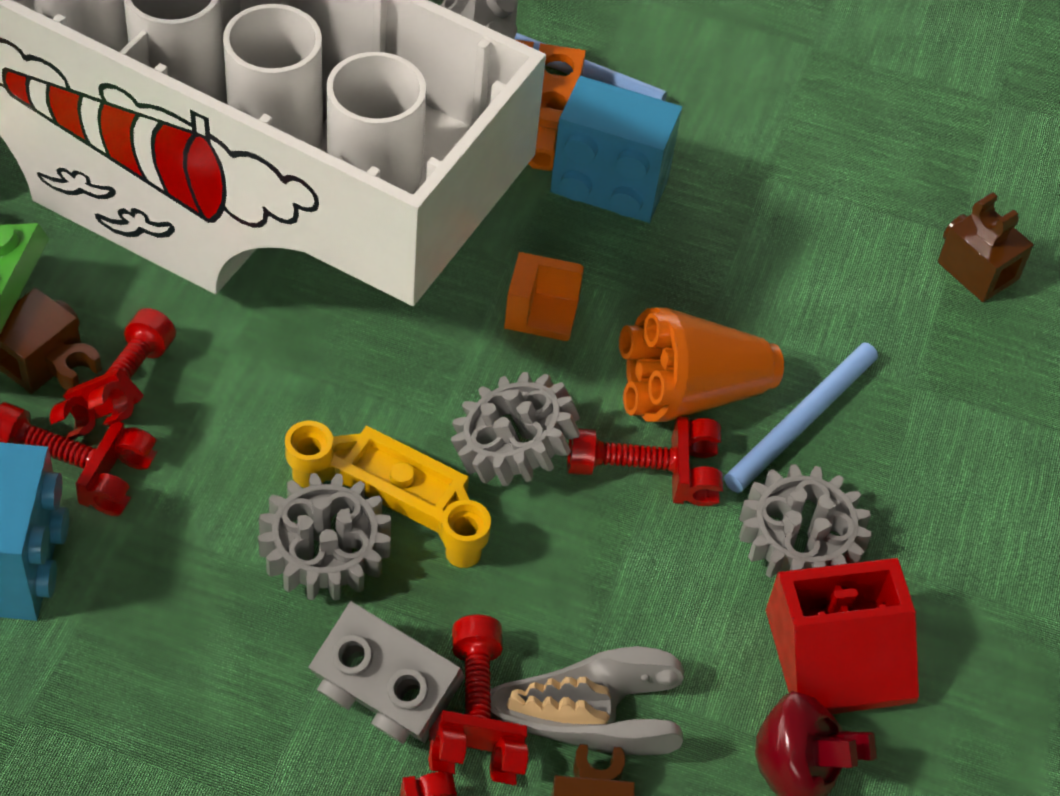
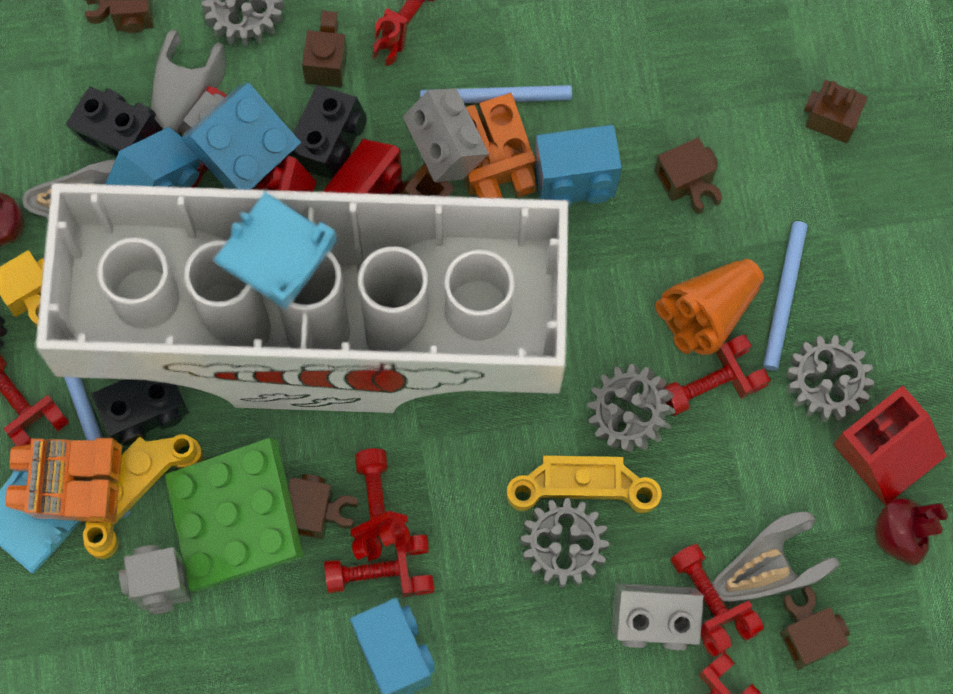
camera: 25 degrees left, 20 degrees up
(543, 296) = (589, 299): orange panel -> none
(755, 228) = (689, 172): none -> reddish brown brick

